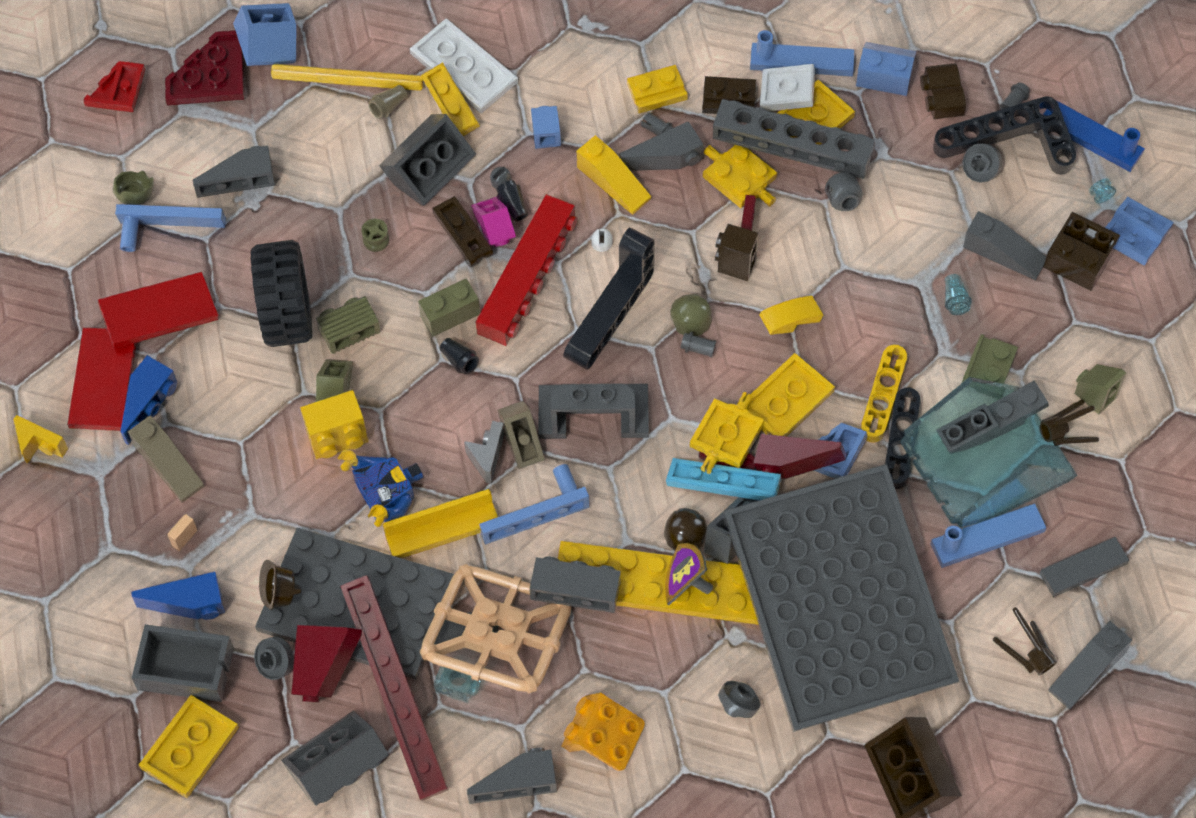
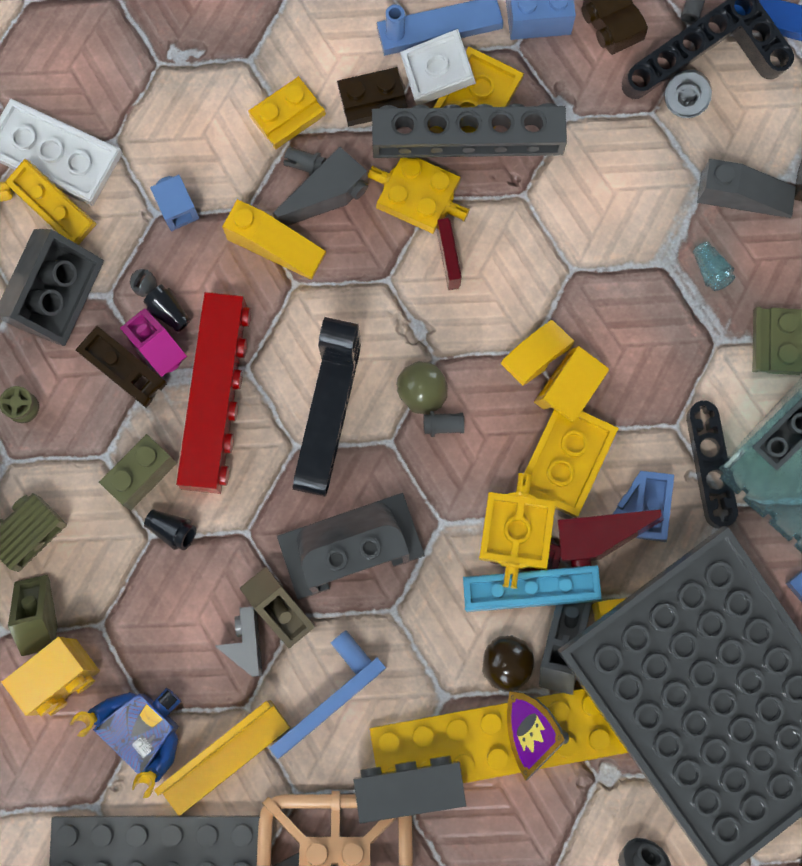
camera: 20 degrees left, 15 degrees up
(608, 240) = (280, 325): white hinge -> none
(736, 252) = (451, 296): dark brown brick -> none
(810, 344) = (572, 384): none -> yellow panel
(844, 191) = (545, 178): dark grey head -> none
(884, 393) = (673, 415): yellow beam -> none

